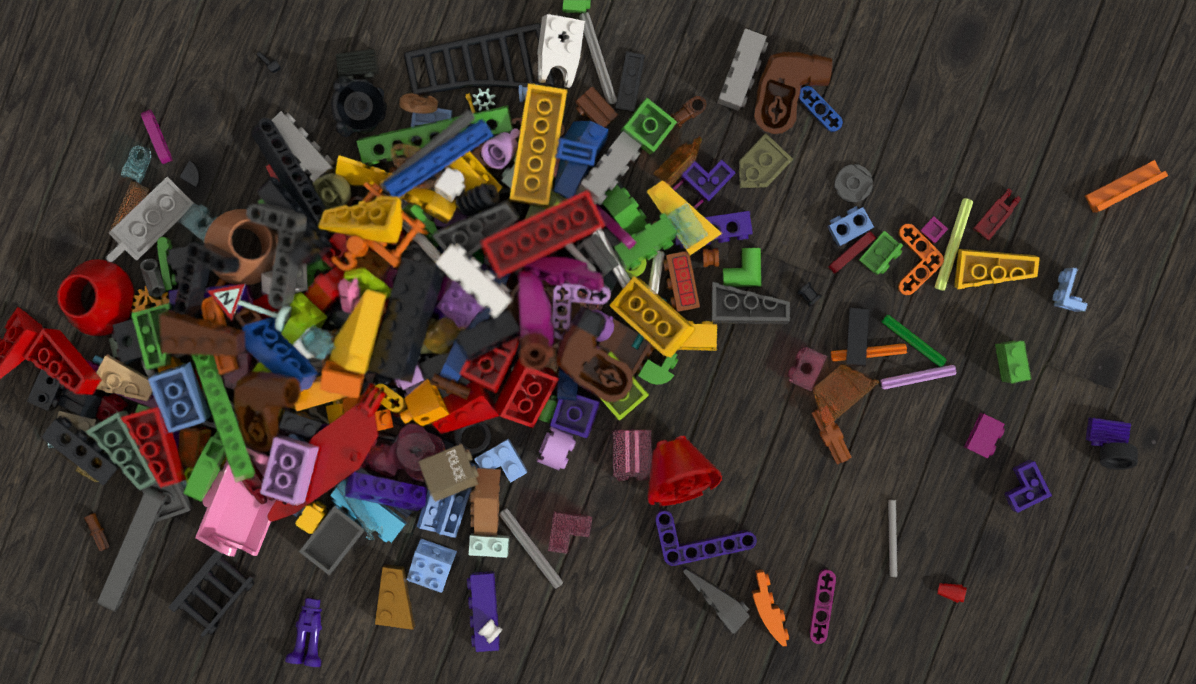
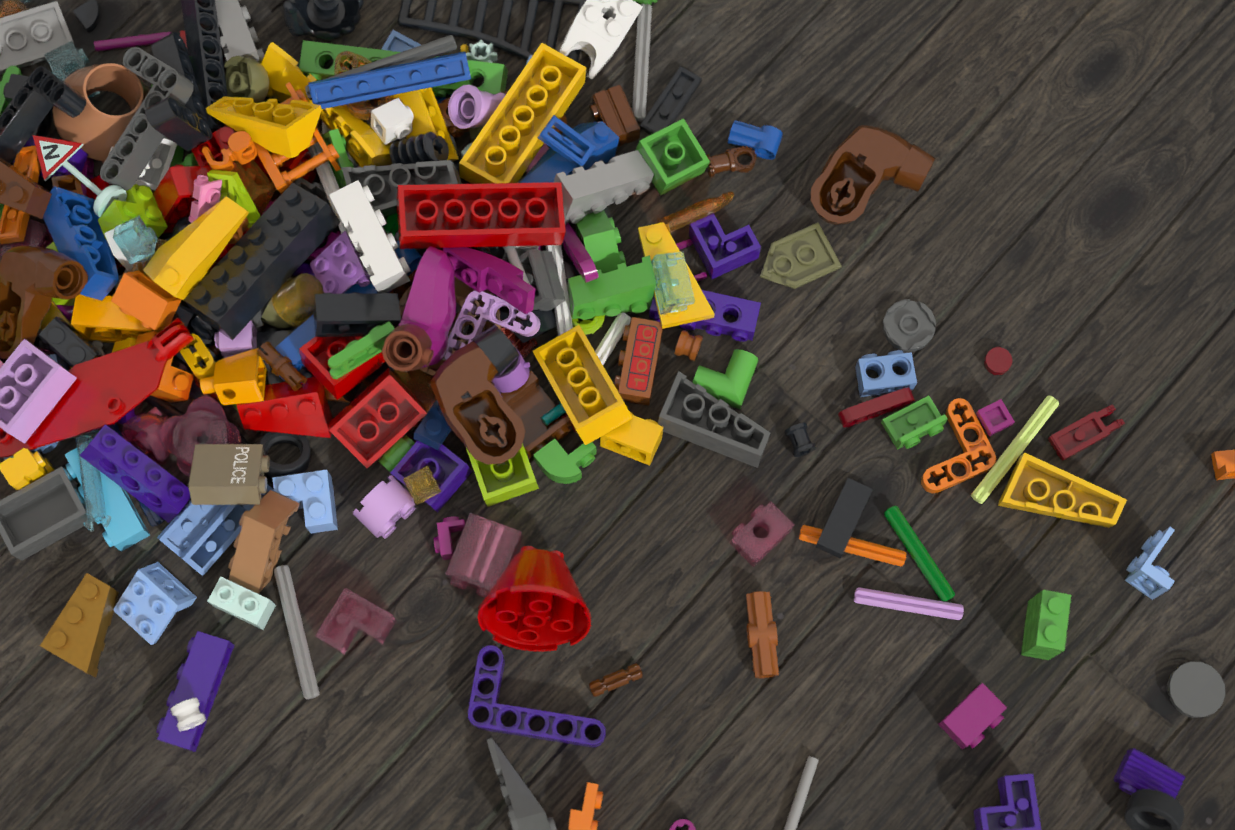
camera: 20 degrees right, 15 degrees down
(232, 182) = (129, 41): none -> magenta bar
(418, 104) = (398, 27): medium nougat tile -> none
(502, 361) = (359, 351): none -> bright green hinge
(575, 427) = (422, 485): none -> clear yellow tile
(601, 455) = (443, 542): none -> magenta bracket
(705, 87) = (762, 140): none -> blue piece
(742, 69) = (815, 136): light grey wedge -> none
(748, 499) = (615, 679): none -> reddish brown axle
(834, 115) = (912, 233): blue beam -> none
(840, 392) = (795, 581): clear orange wing -> none
(922, 186) = (998, 361): none -> dark red tile
(1121, 361) = (1196, 689): none -> dark grey tile

